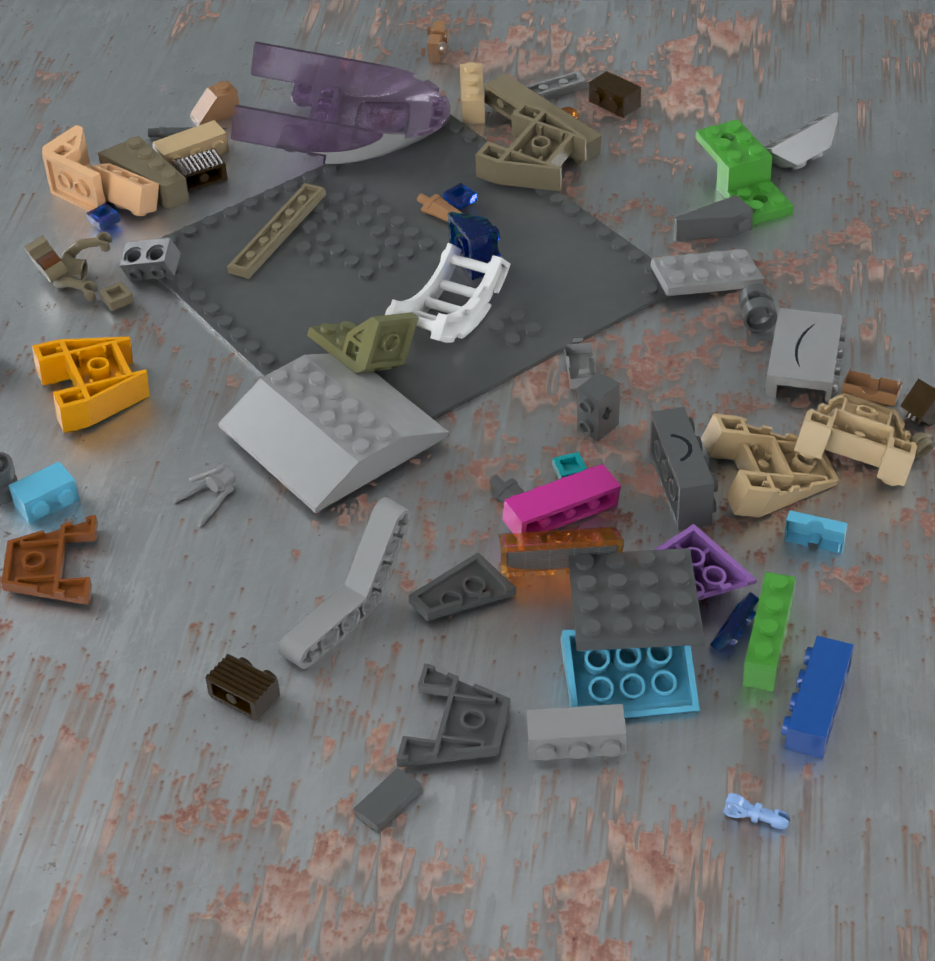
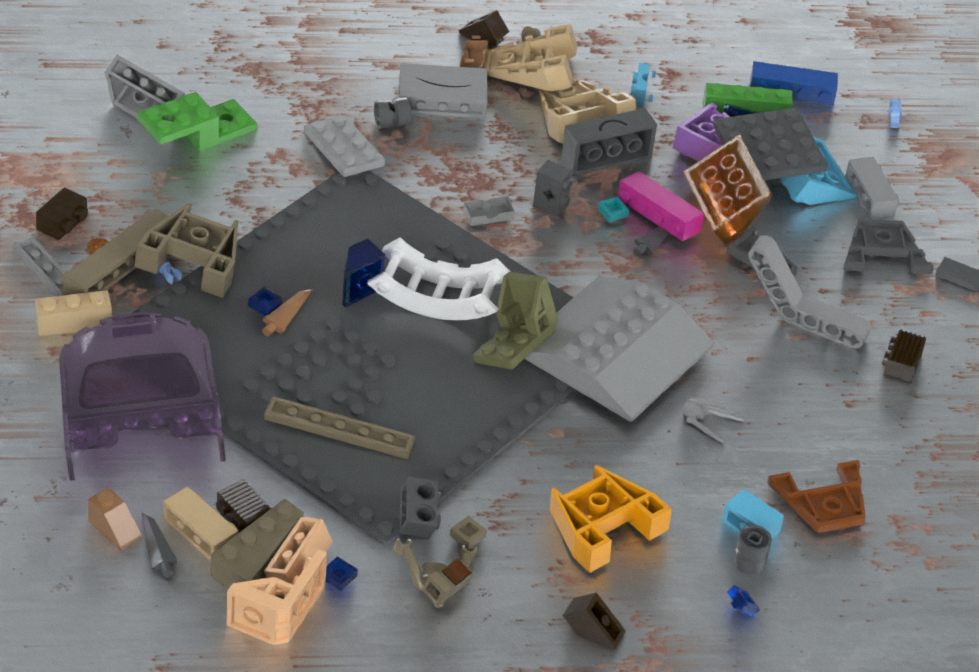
camera: 110 degrees left, 0 degrees up
(716, 220) = (264, 138): dark grey slope -> none

